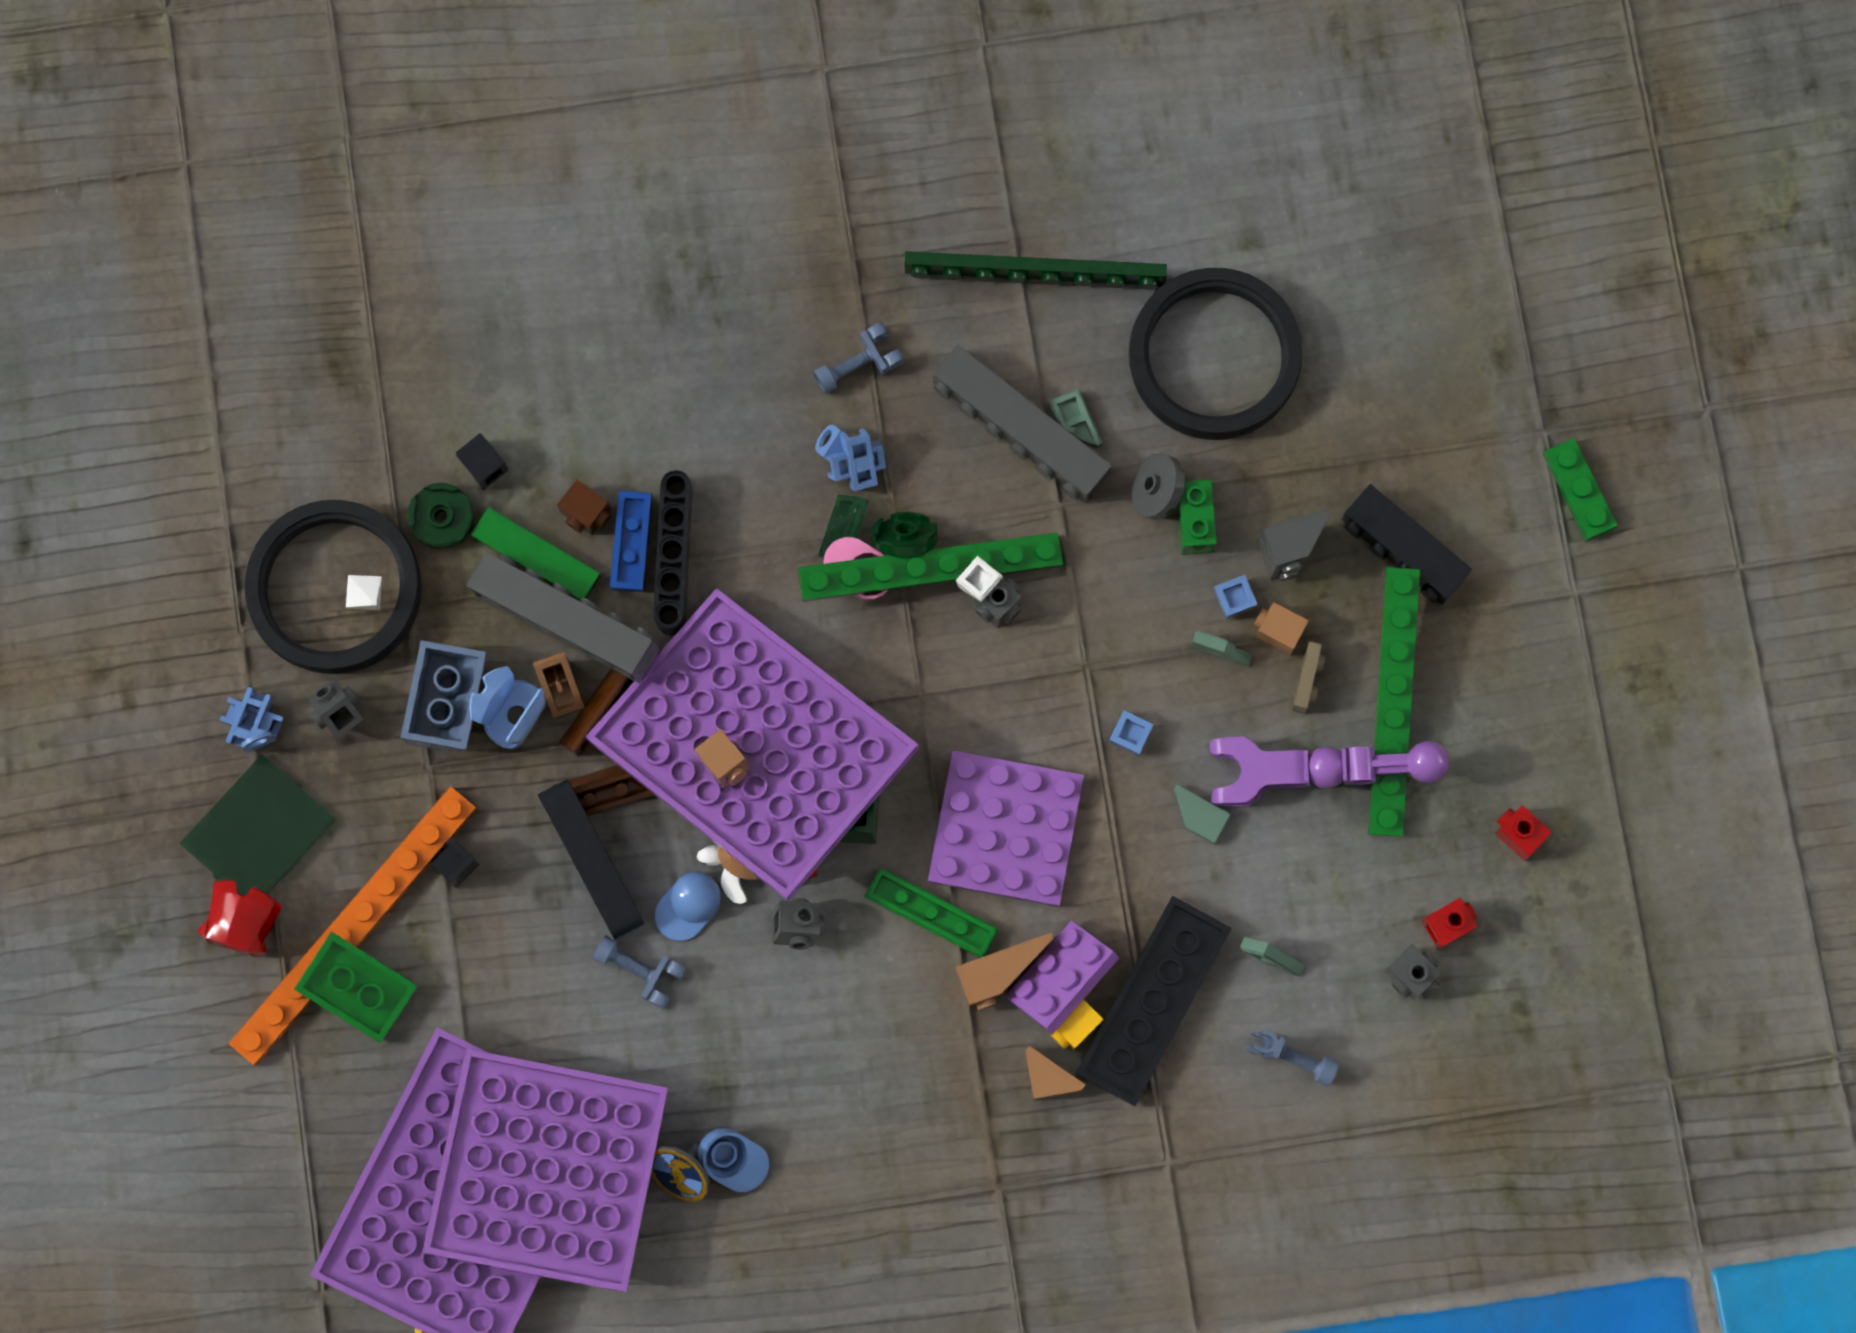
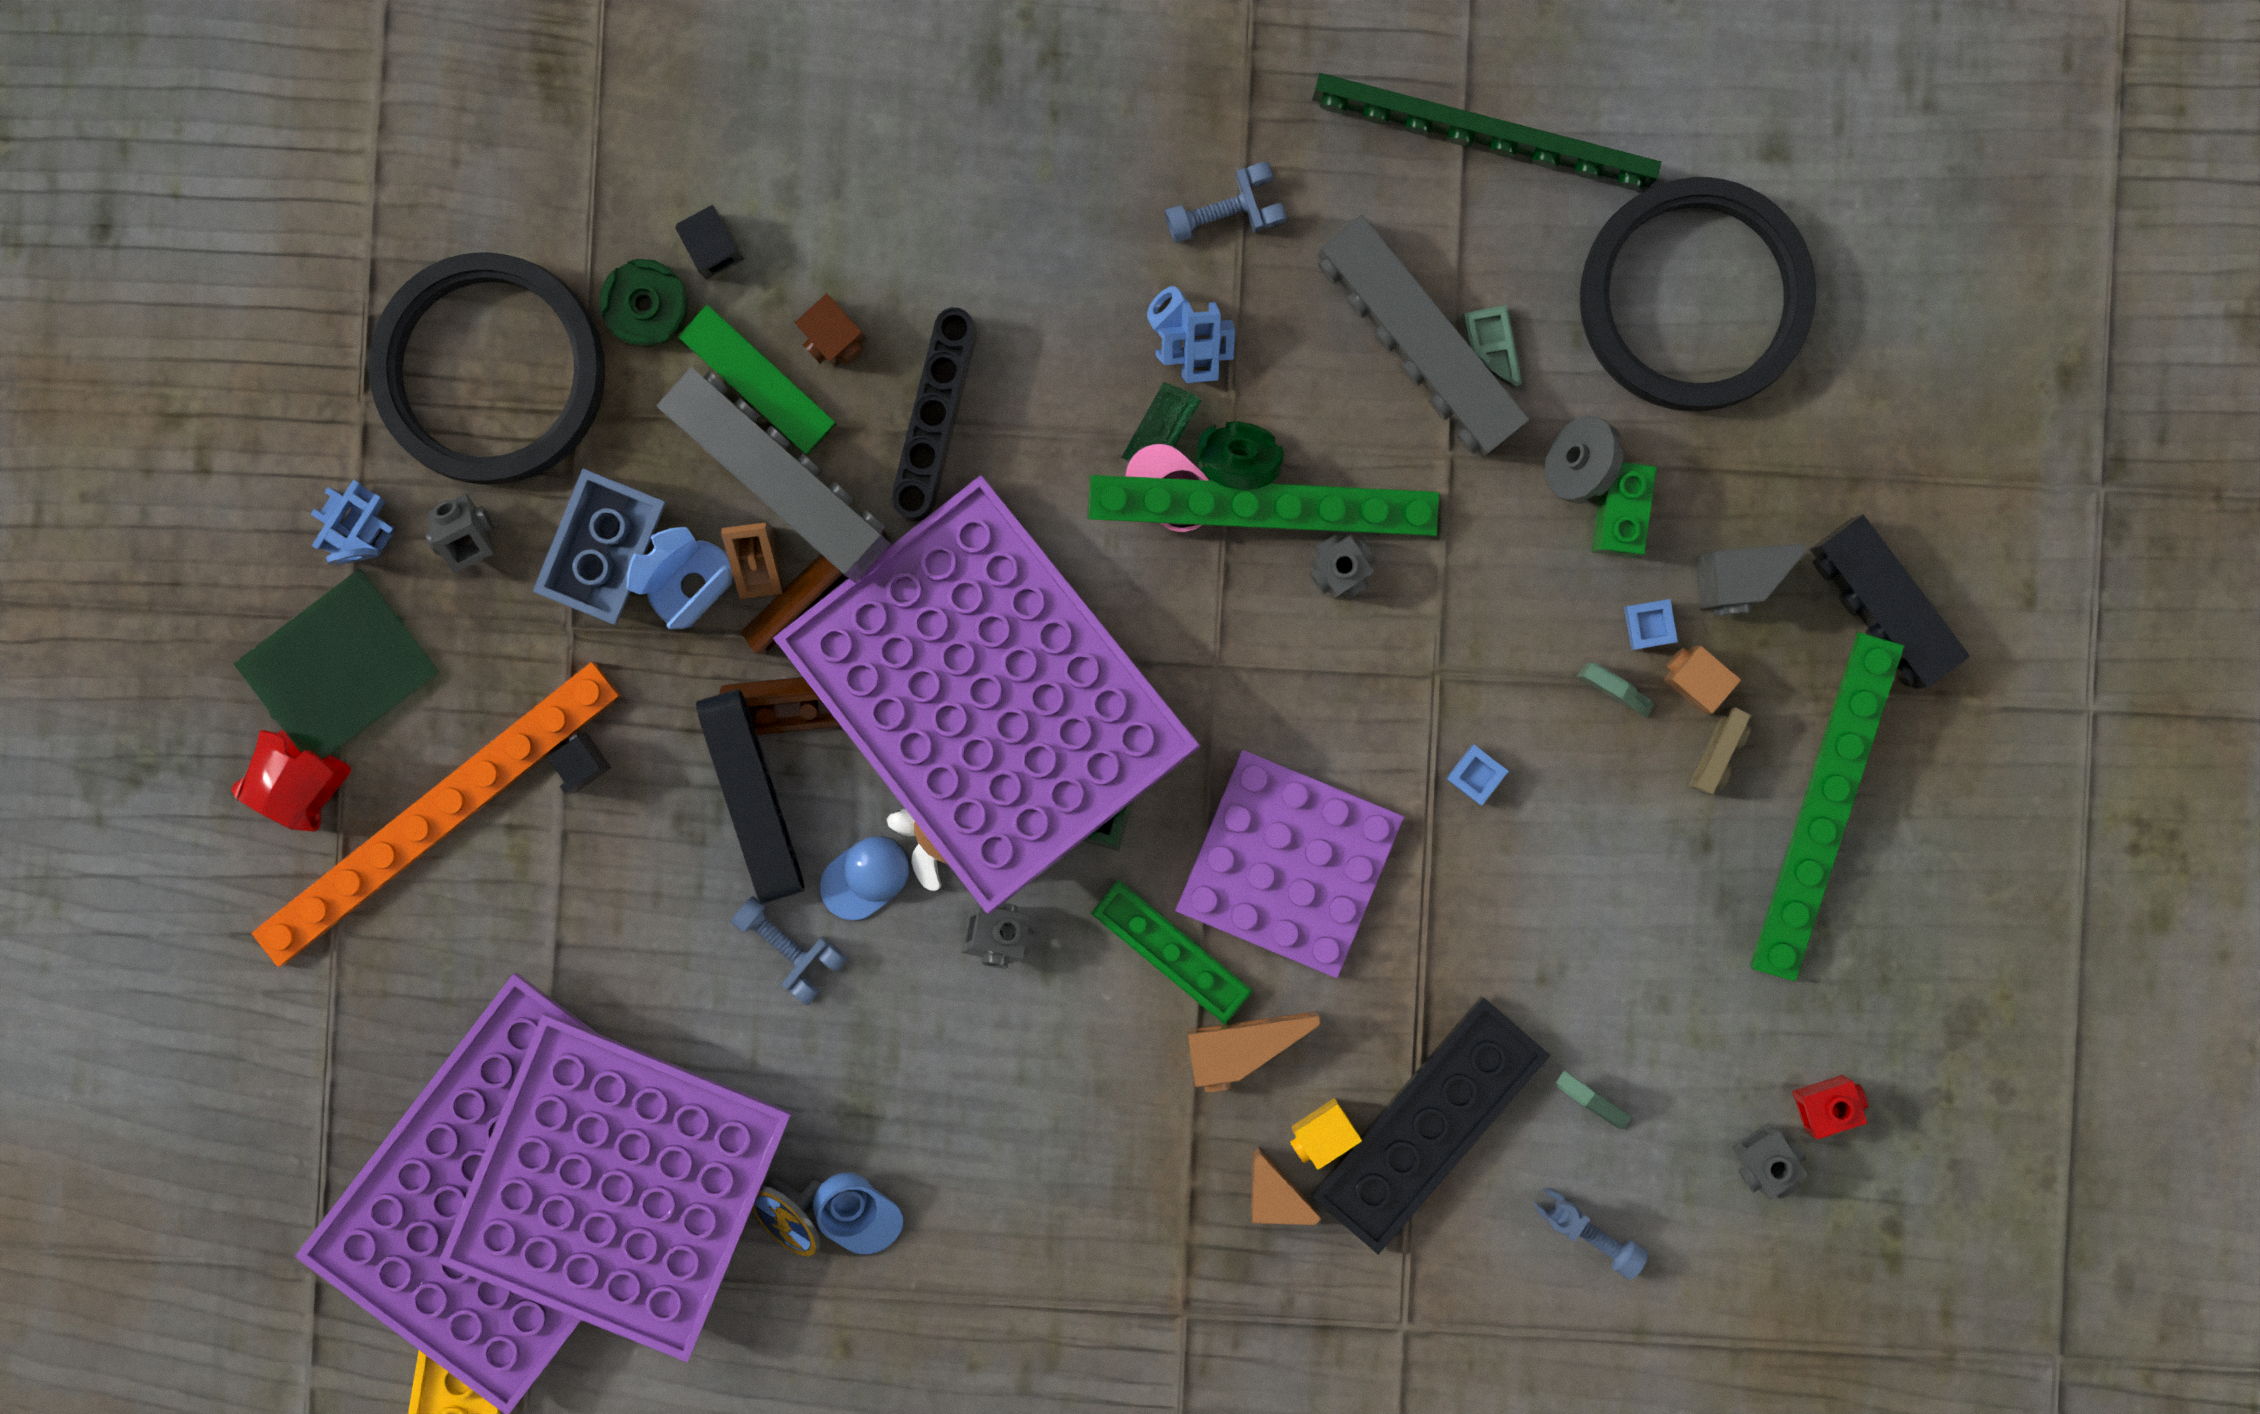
camera: 10 degrees right, 10 degrees up
(355, 987) = (421, 898): green plate -> none
(363, 592) = (522, 387): white slope -> none
(631, 541) = (883, 388): blue plate -> none
(722, 759) = (941, 712): medium nougat brick -> none
(978, 579) = (1324, 538): white slope -> none
(1062, 977) = (1321, 1074): medium lavender plate -> none
(1200, 815) = (1541, 898): sand green tile -> none
(1323, 767) = (1715, 876): medium lavender piece -> none
(1522, 831) = (1951, 1009): red brick -> none
(1580, 489) = (2131, 575): green plate -> none

